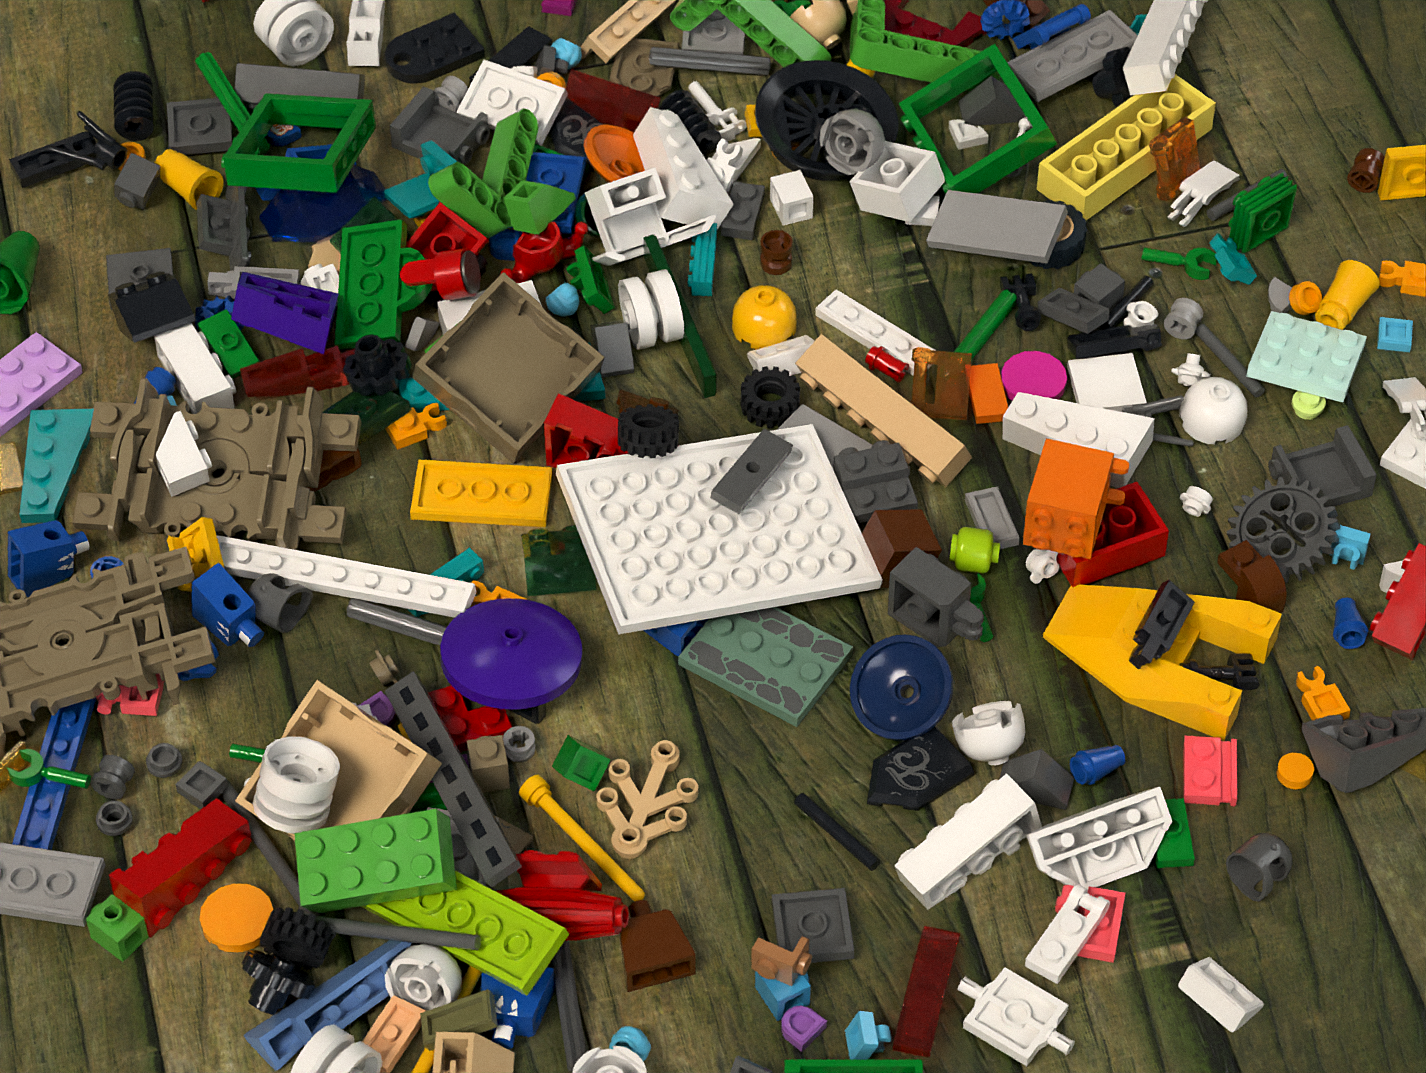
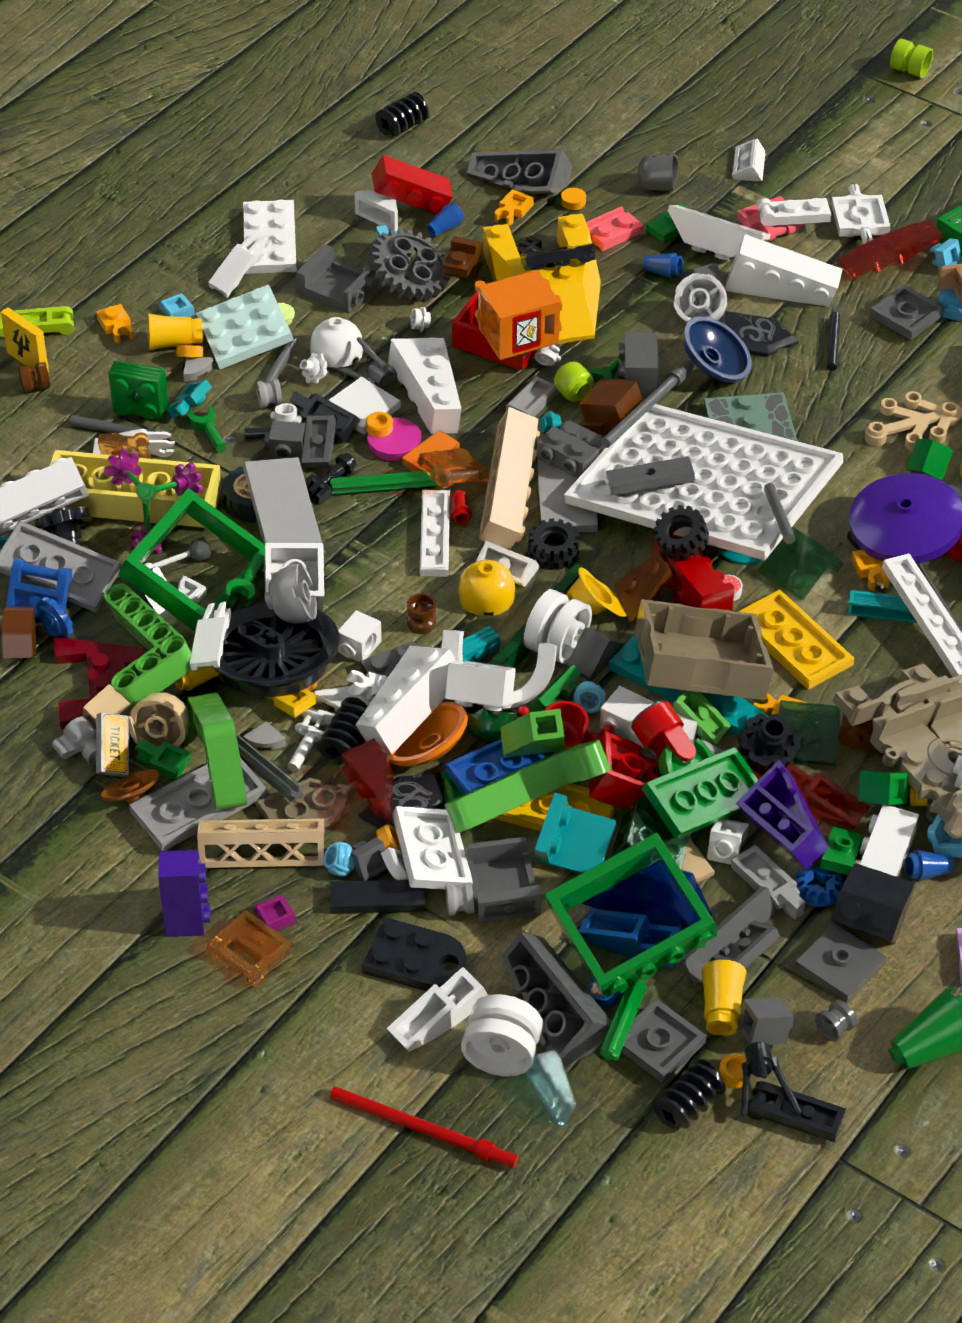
camera: 130 degrees left, 5 degrees down
(93, 229) = (836, 1020): none -> dark grey wheel
(233, 42) = (552, 1086): none -> clear light blue slope
(241, 392) = (883, 787): none -> green panel
(589, 507) = (779, 513): none -> dark grey bar
(665, 370) = (595, 594): none -> yellow piece
(743, 88) = (265, 737): none -> light grey tile
(871, 78) = (210, 636): none -> white arm
(891, 622) = (673, 379): none -> dark grey bar
(916, 138) = (245, 584): none -> green piece
(933, 497) = (548, 421): none -> teal plate
(1055, 367) = (379, 424): none -> light orange tile
(1063, 135) = (125, 469): none -> magenta plant

